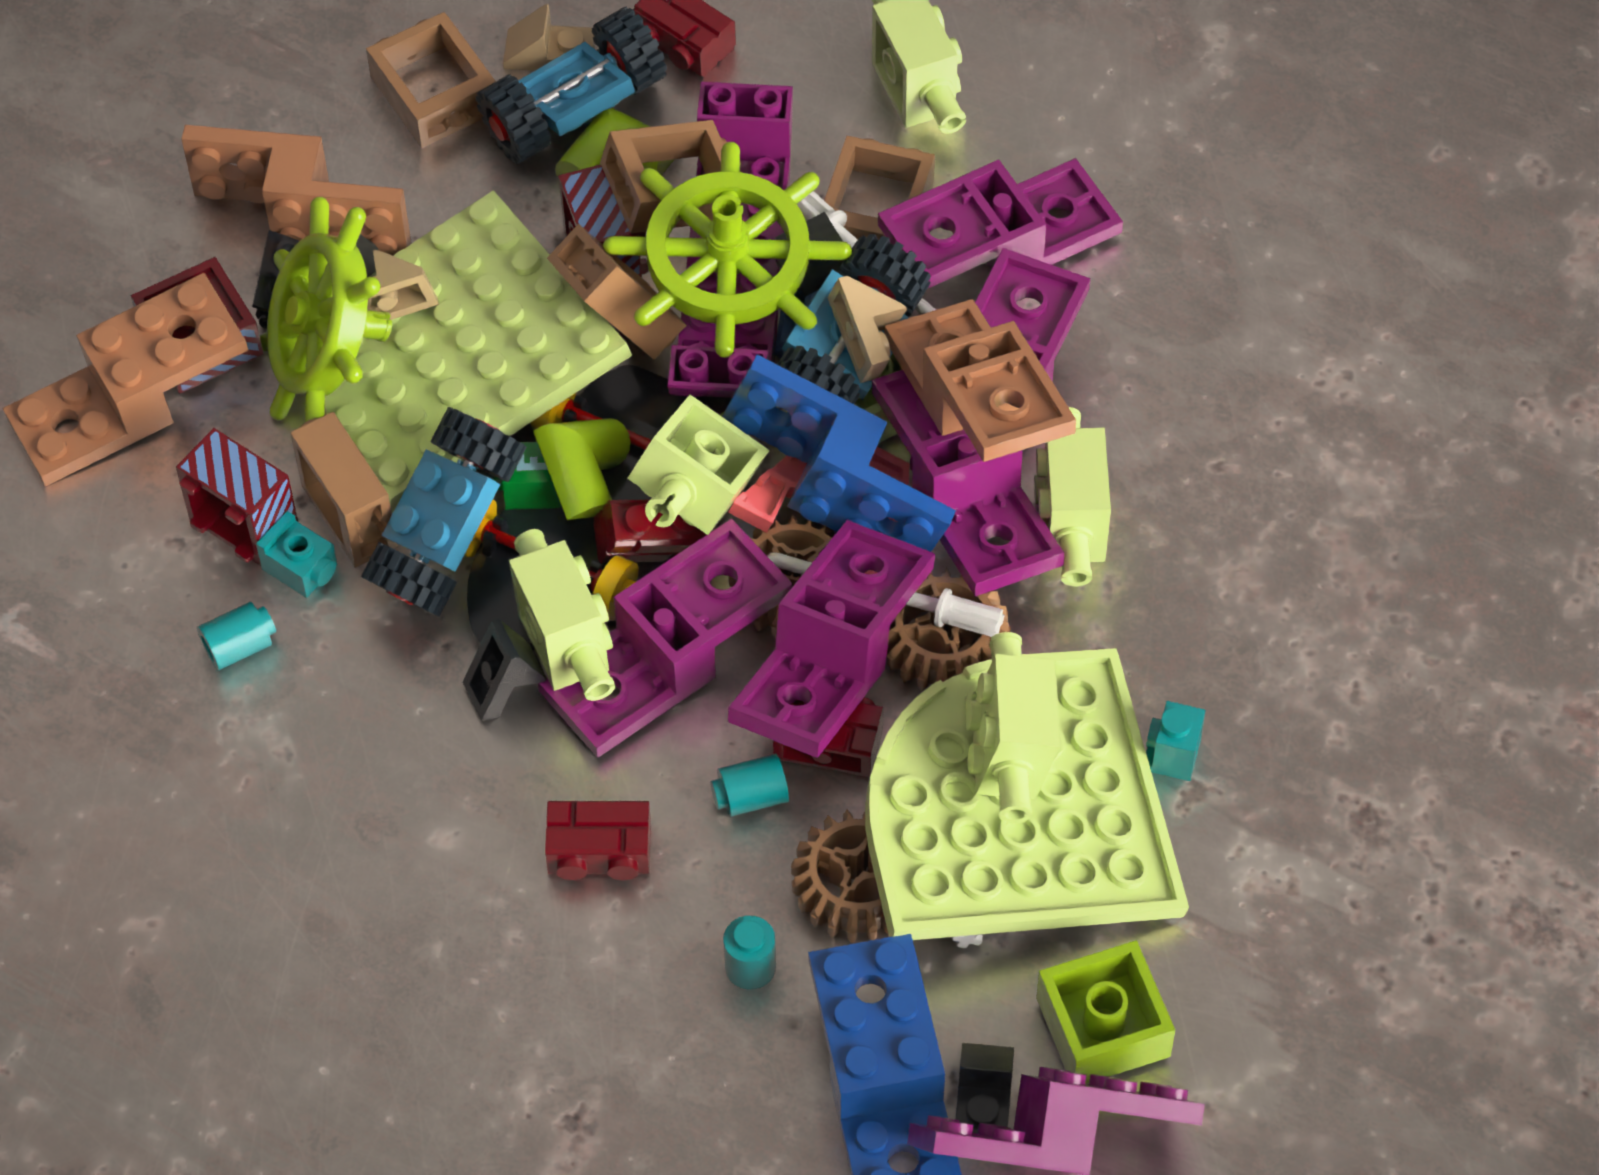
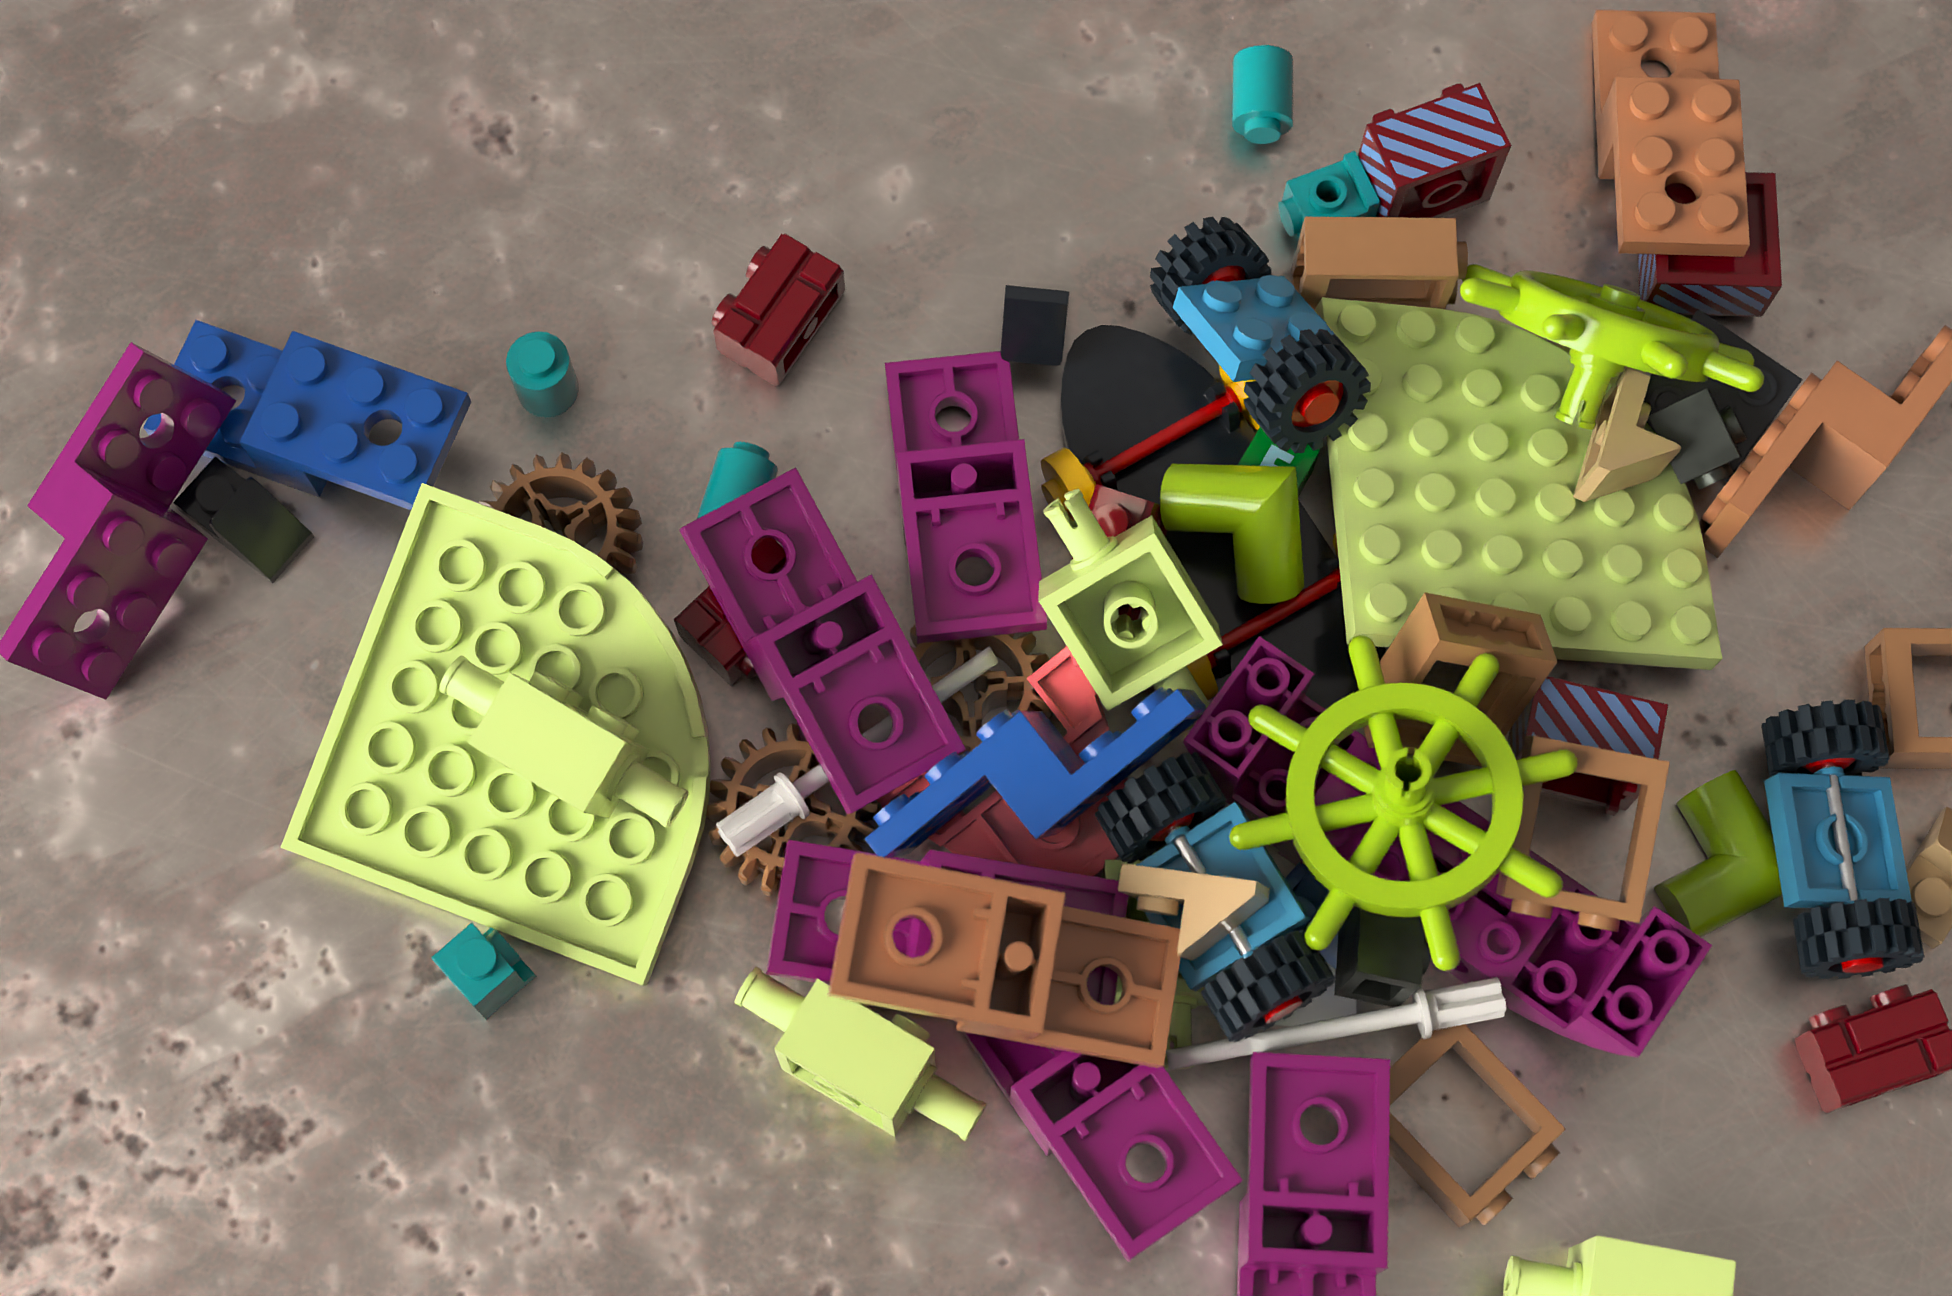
camera: 120 degrees right, 15 degrees up
(562, 615) = (1044, 380): yellowish green brick -> none
(1105, 1012) = (216, 669): lime brick -> none

